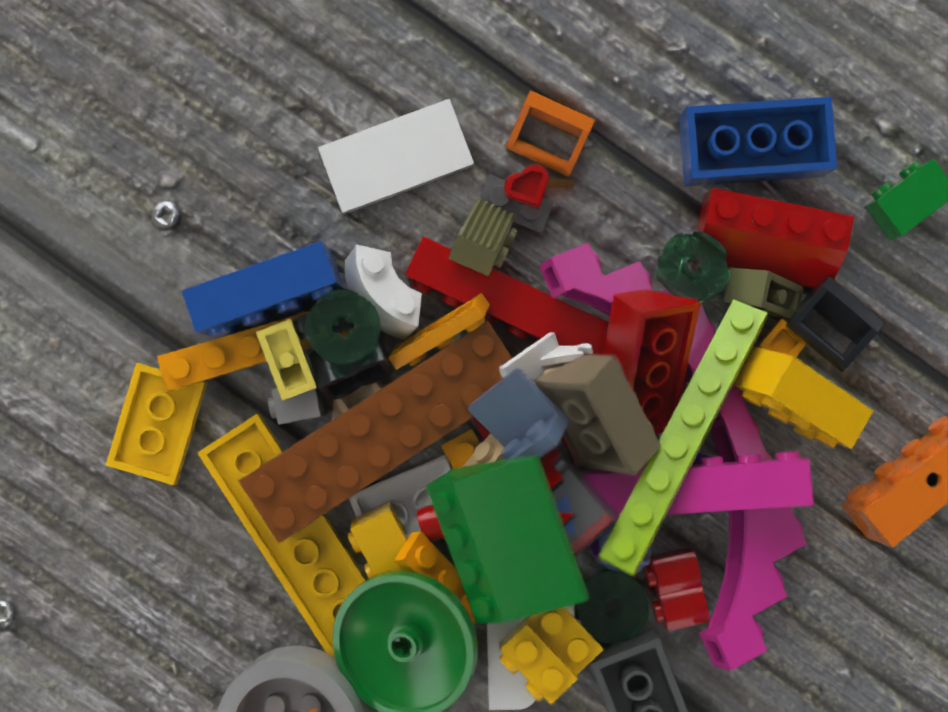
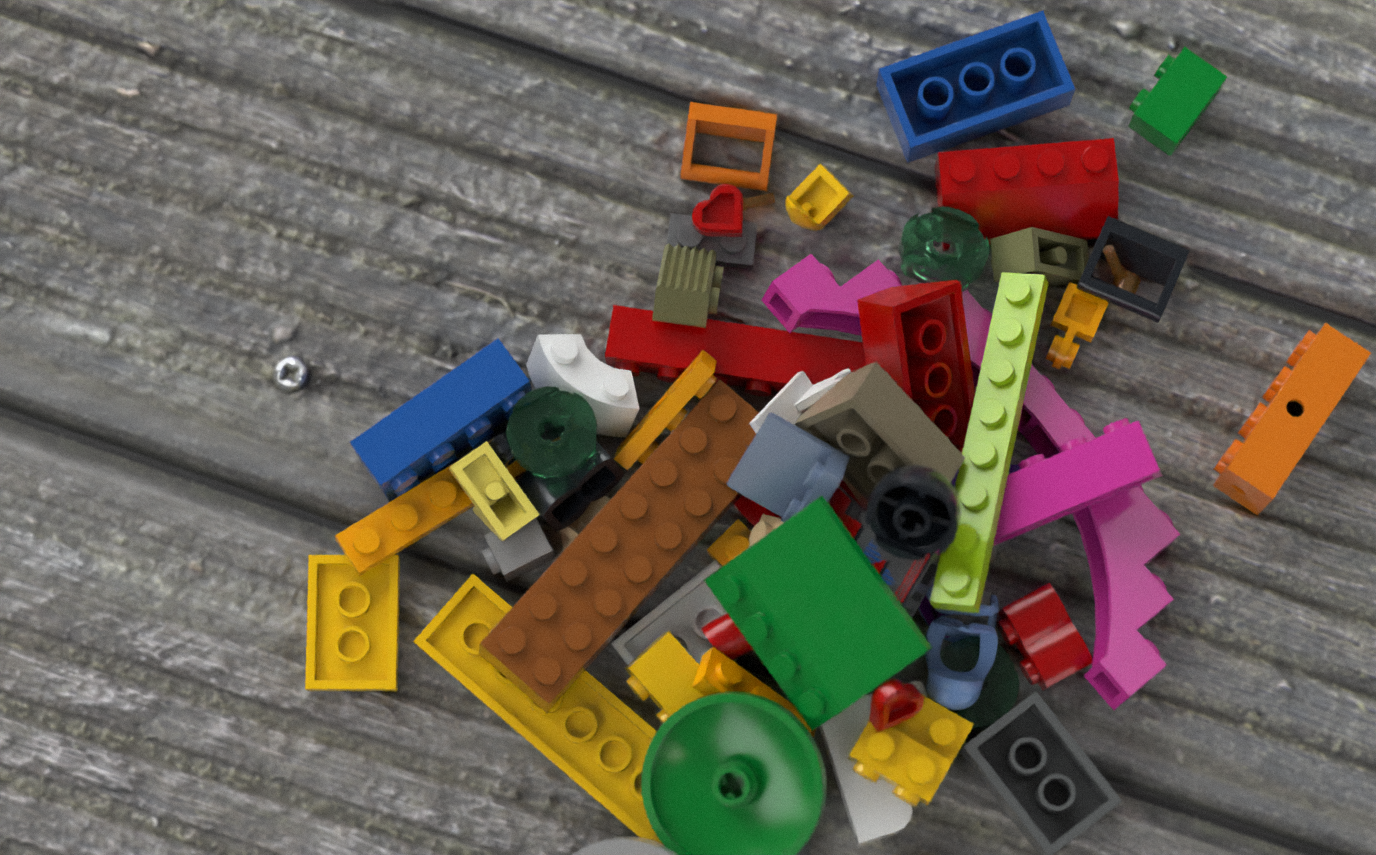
camera: 15 degrees left, 10 degrees down
(396, 156) = (552, 225): white tile -> none
(546, 625) = (894, 704): none -> red tile
(597, 613) = (953, 688): none -> medium blue piece
(606, 196) = (817, 199): none -> yellow plate
(608, 488) = (914, 512): none -> black cylinder
(802, 398) = (1115, 361): yellow brick -> none
(822, 326) = (1122, 278): none -> clear orange hand

